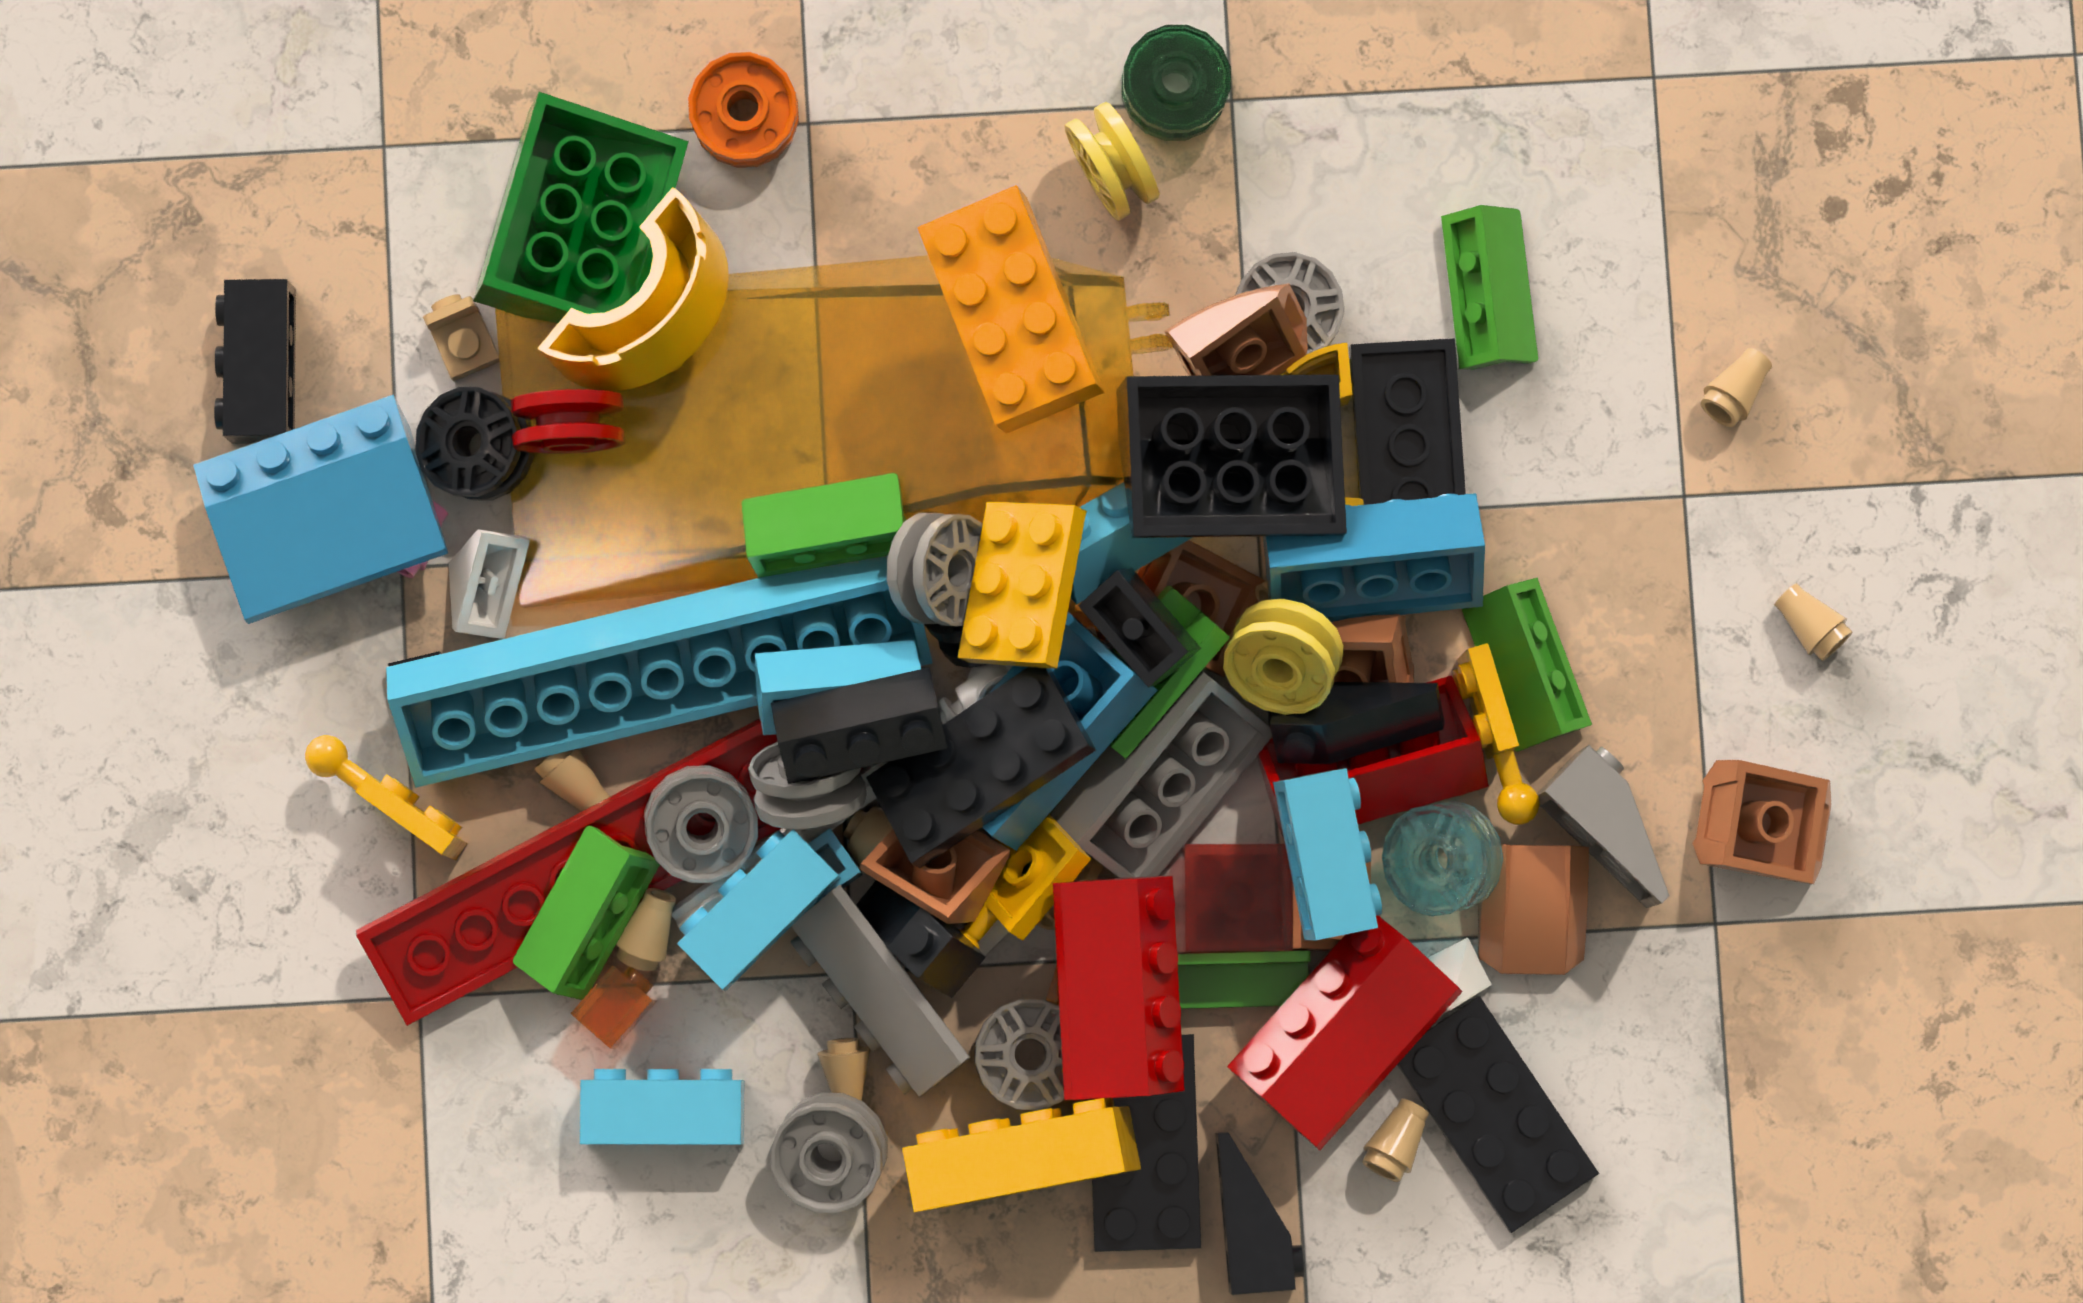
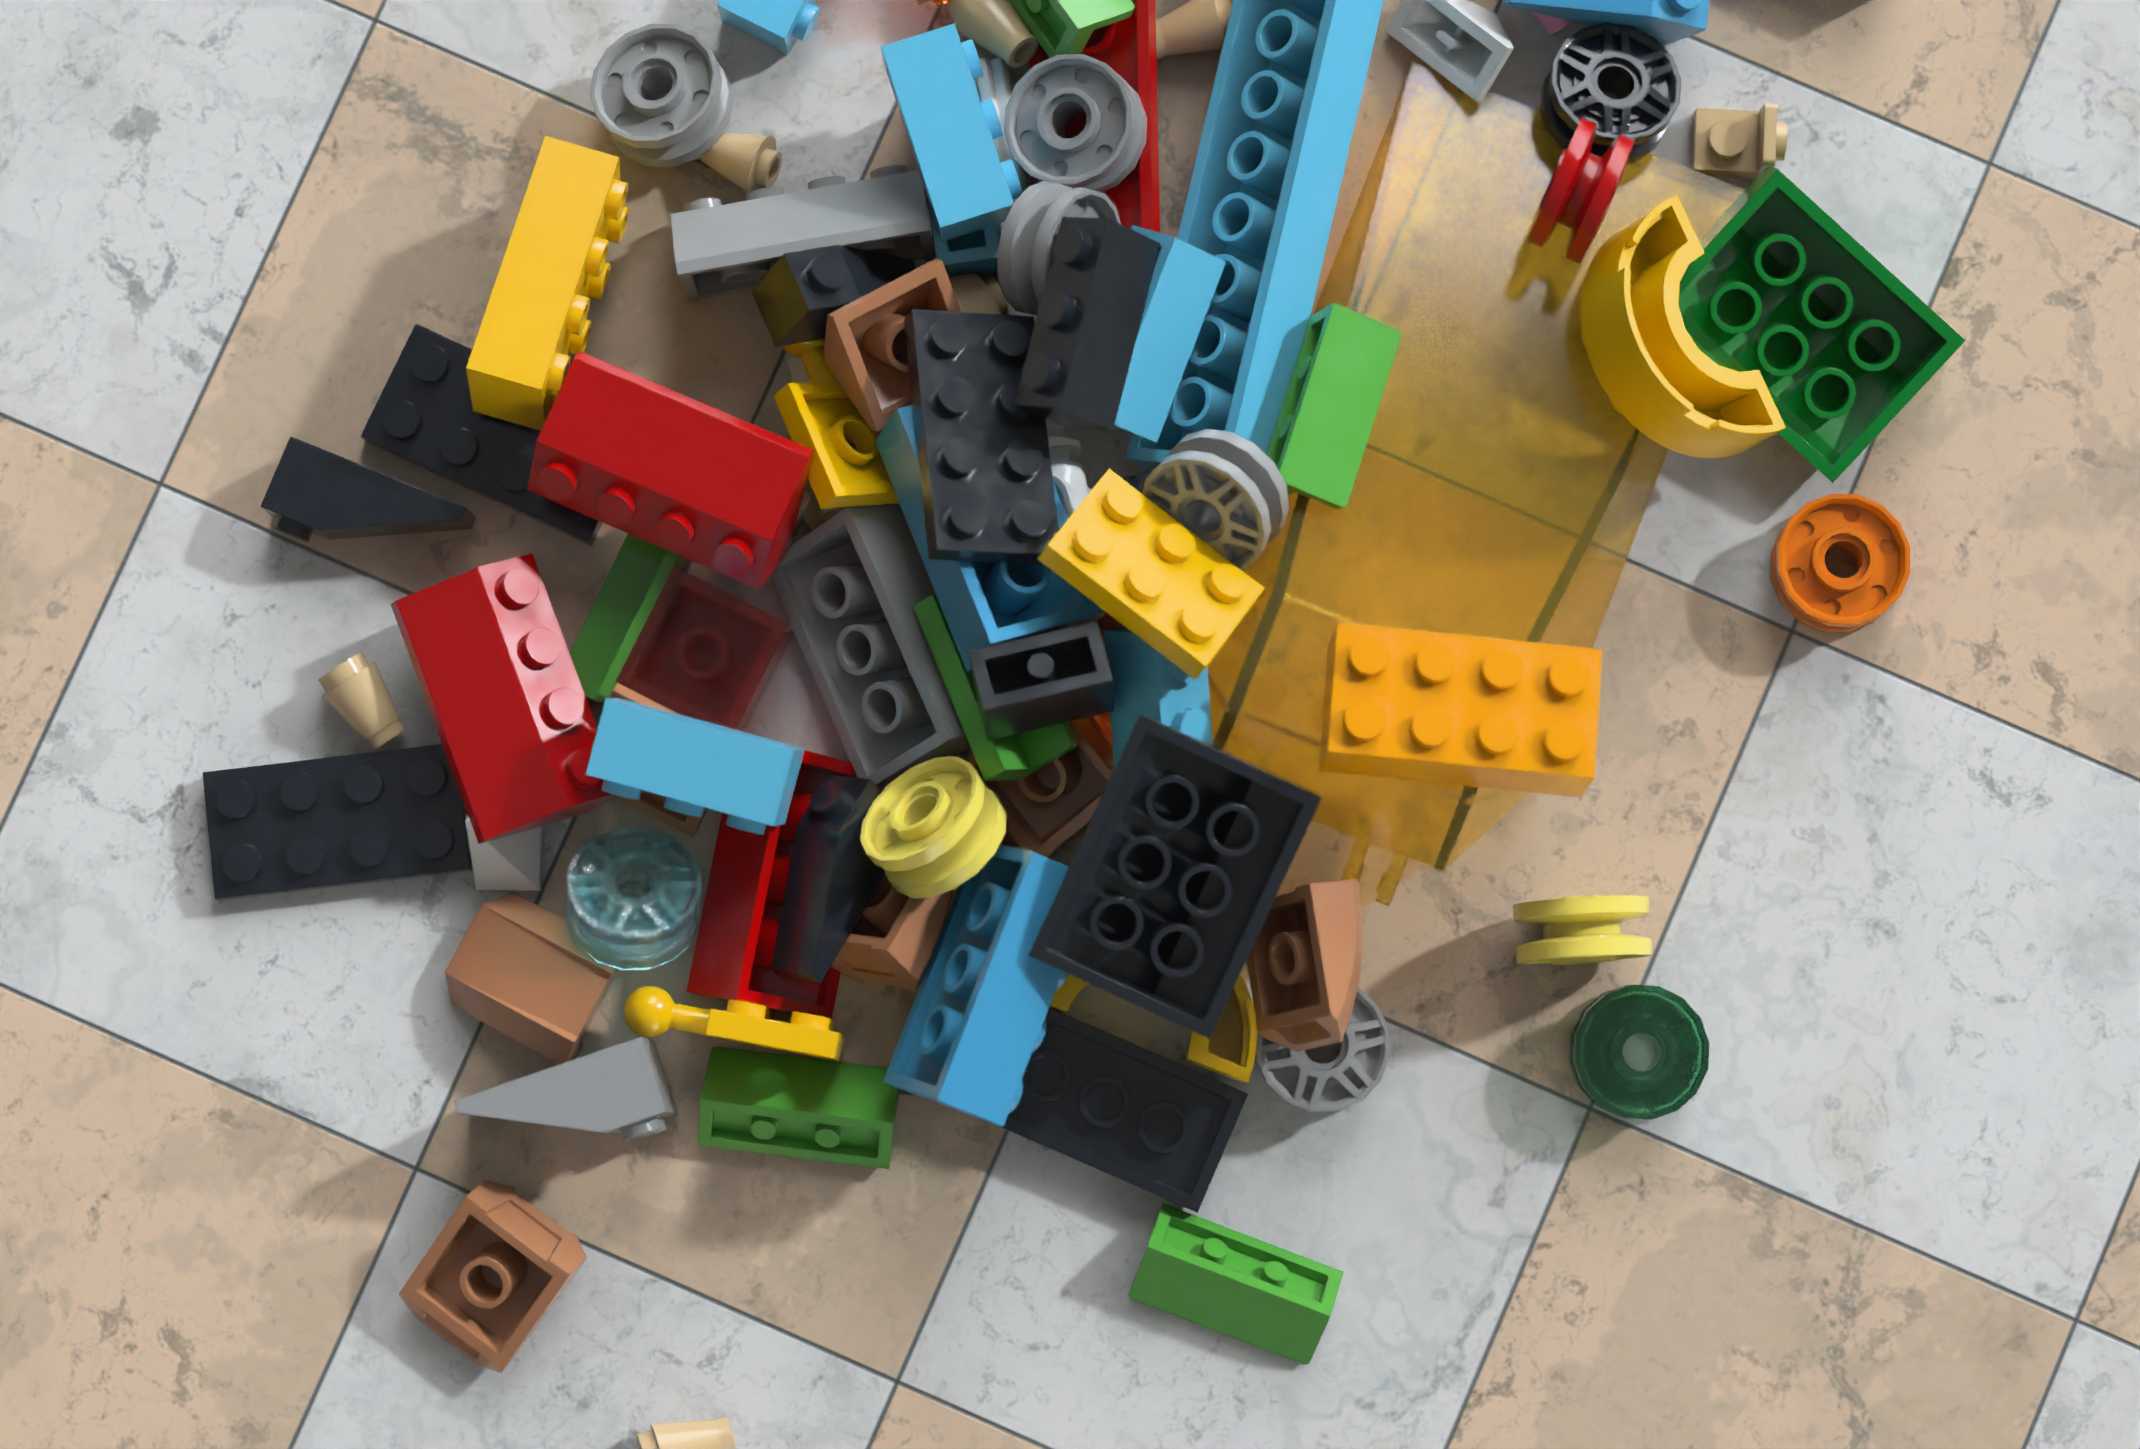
camera: 120 degrees right, 0 degrees up
(996, 1055) = (668, 319): light grey wheel -> none

